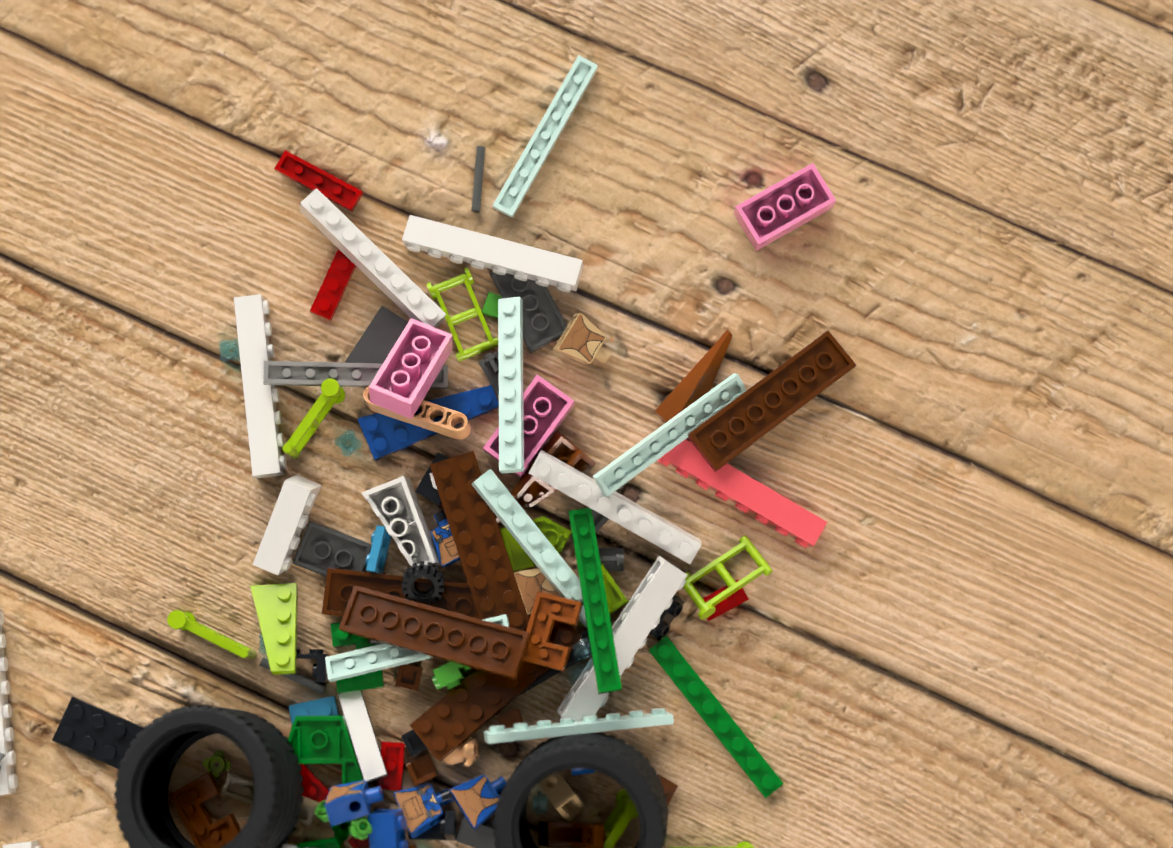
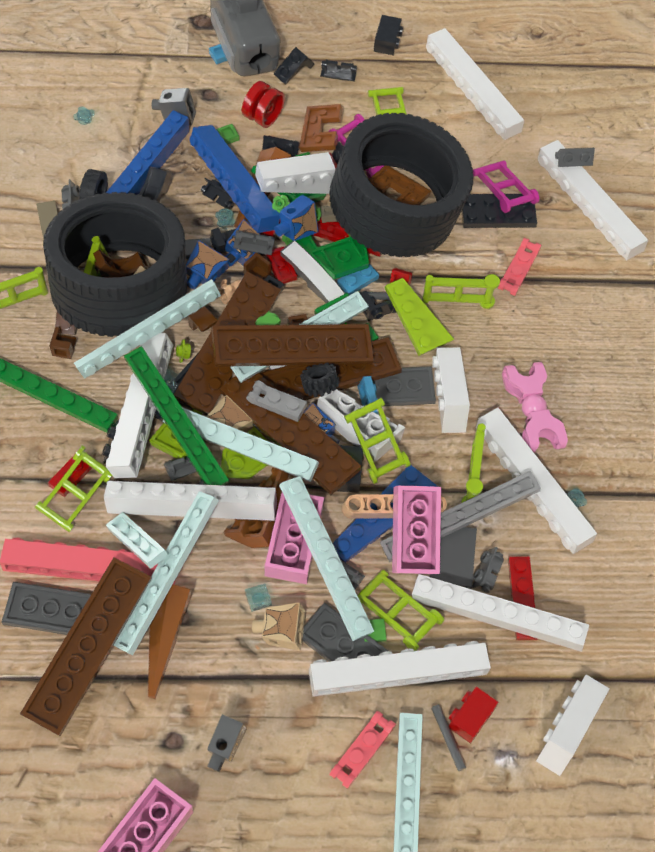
camera: 150 degrees right, 20 degrees down
(96, 731) = (506, 204): none -> dark pink piece
(125, 648) = (519, 267): none -> coral plate
(212, 466) = (539, 420): none -> bright pink piece
(268, 685) = (398, 274): none -> red tile
(314, 177) = (577, 667): red plate -> none
(342, 440) = (438, 463): clear light blue plate -> none
(361, 136) = (572, 724): none -> white wedge
(364, 309) = (490, 562): none -> dark grey hinge
(381, 465) = (402, 458): none -> lime piece
(412, 797) = (253, 242): none -> dark grey hinge
(447, 186) = (473, 714): none -> red brick
(480, 575) = (277, 401): none -> light grey plate
(544, 613) = (211, 396): dark orange plate -> none
(548, 697) = (183, 351): none -> lime plate
(560, 201) = (362, 749): none -> coral plate
(591, 383) = (258, 597): none -> clear light blue plate
(673, 765) = (62, 345): none -> reddish brown panel
(680, 256) = (229, 732): none -> dark grey torso
(686, 485) = (136, 540): none -> light aqua plate
(795, 463) = (43, 608): none -> dark grey tile

